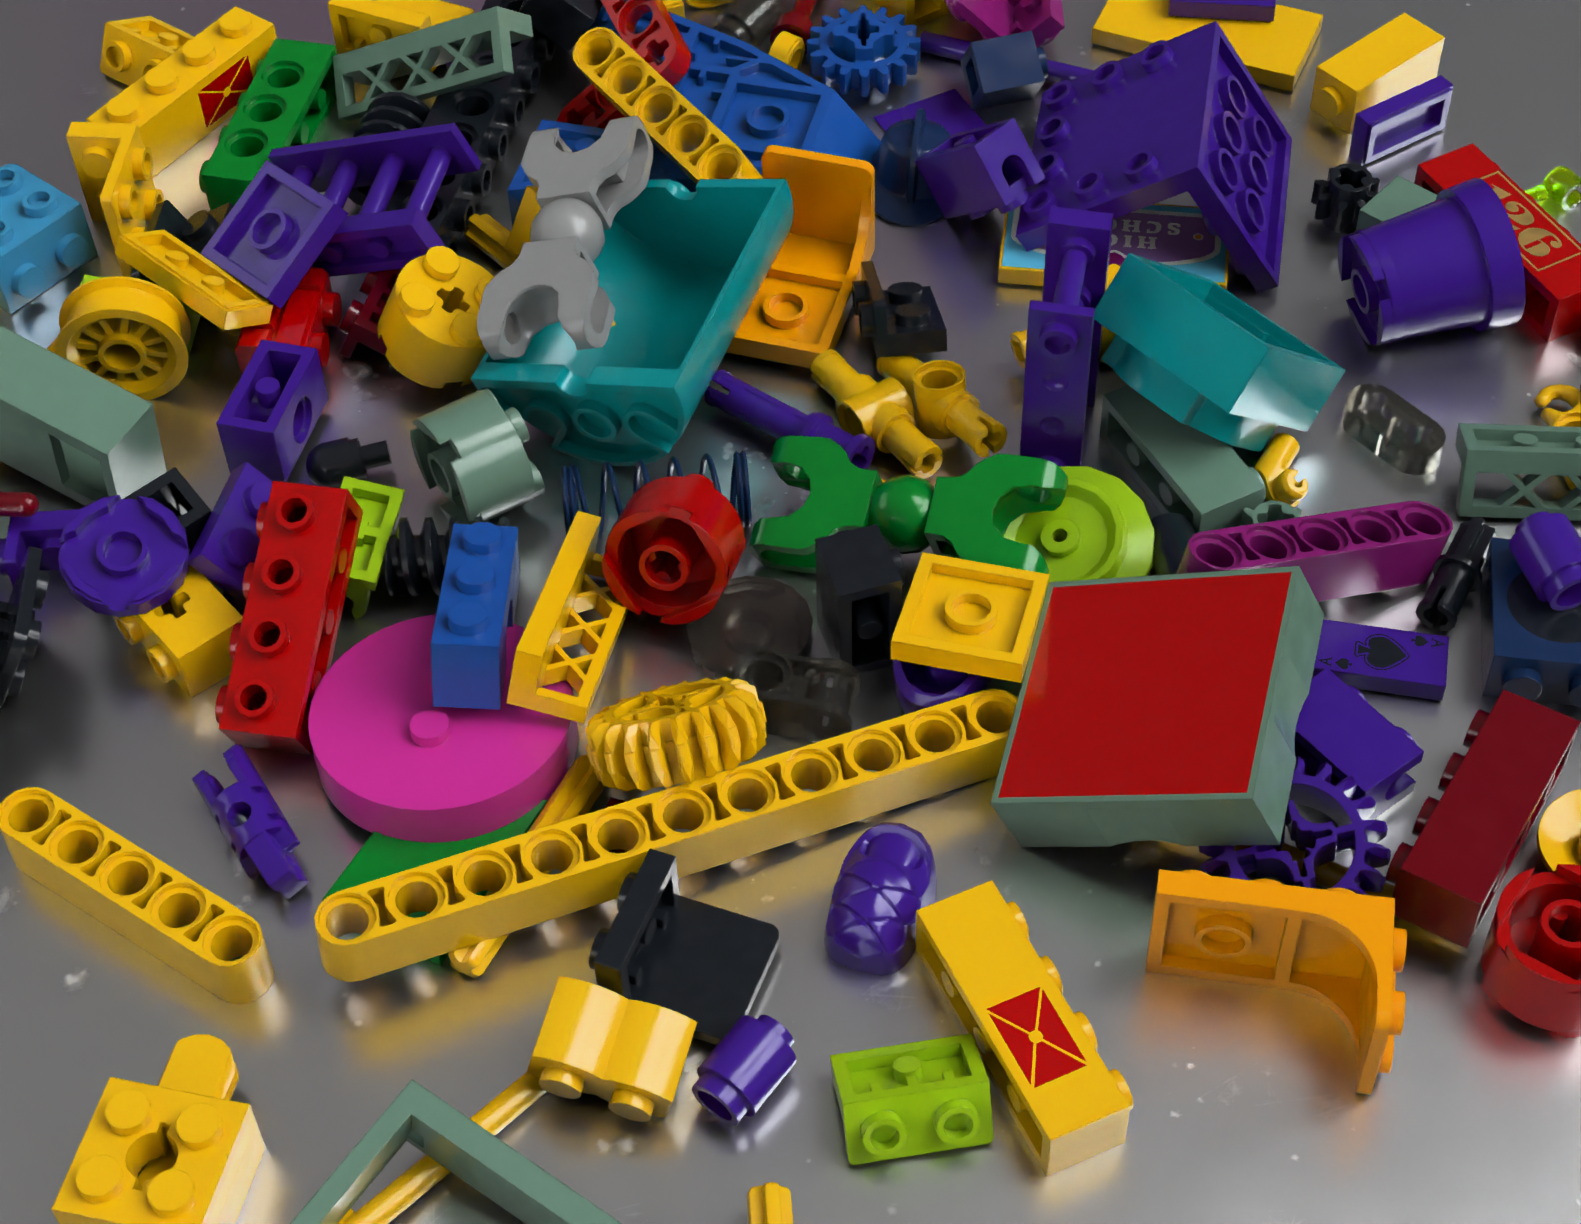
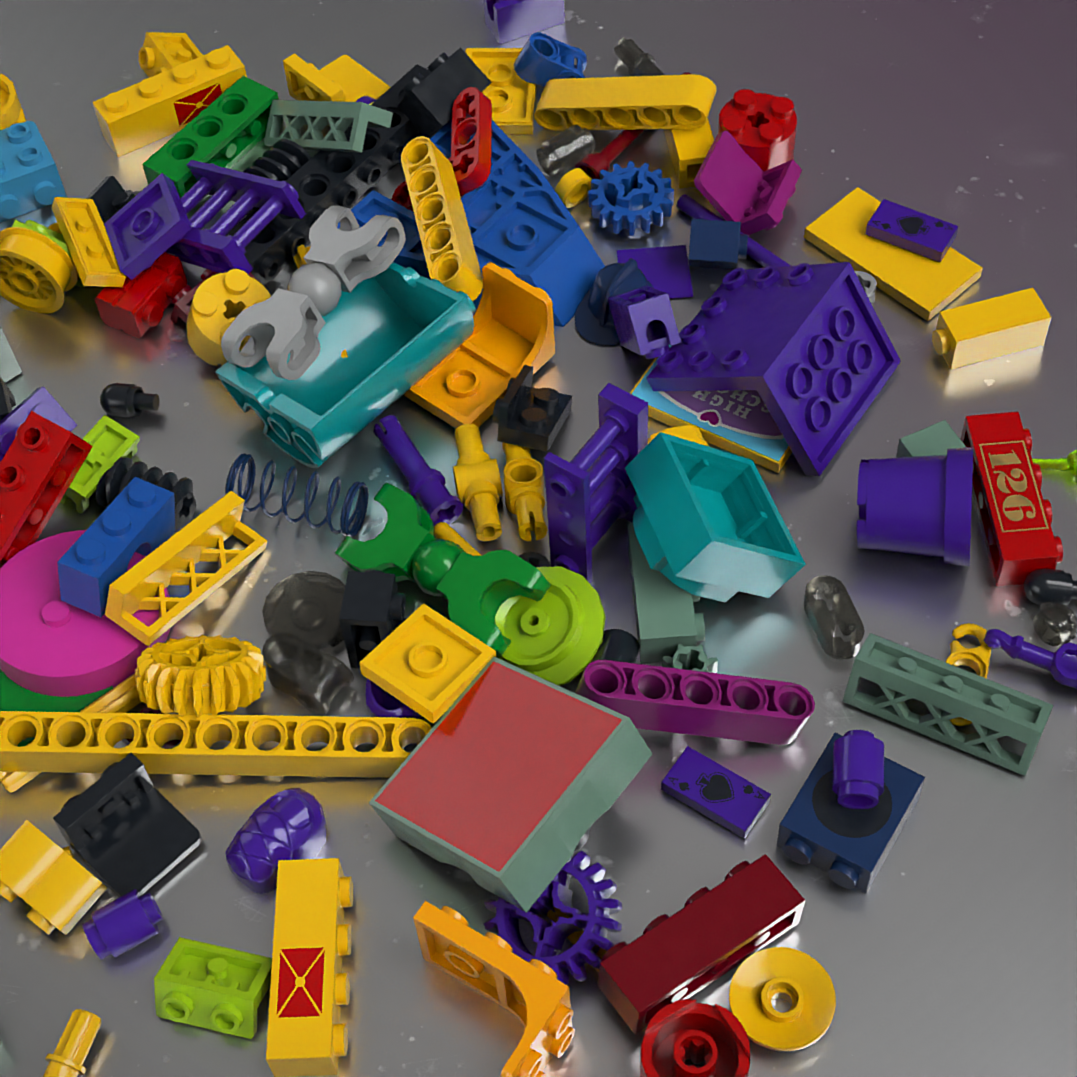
camera: 25 degrees right, 5 degrees up
(115, 177) = (89, 155): yellow bracket -> none
(273, 409) = (94, 350): dark purple brick -> none
(476, 457) = (193, 429): sand green brick -> none
(674, 549) = (274, 540): red brick -> none
(1275, 470) = (726, 620): yellow arm -> none
(1343, 196) = (903, 419): black gear -> none
(1356, 741) = (642, 851): dark purple brick -> none
(1400, 120) = (986, 373): dark purple tile -> none
(1456, 574) = (805, 747): black axle -> none

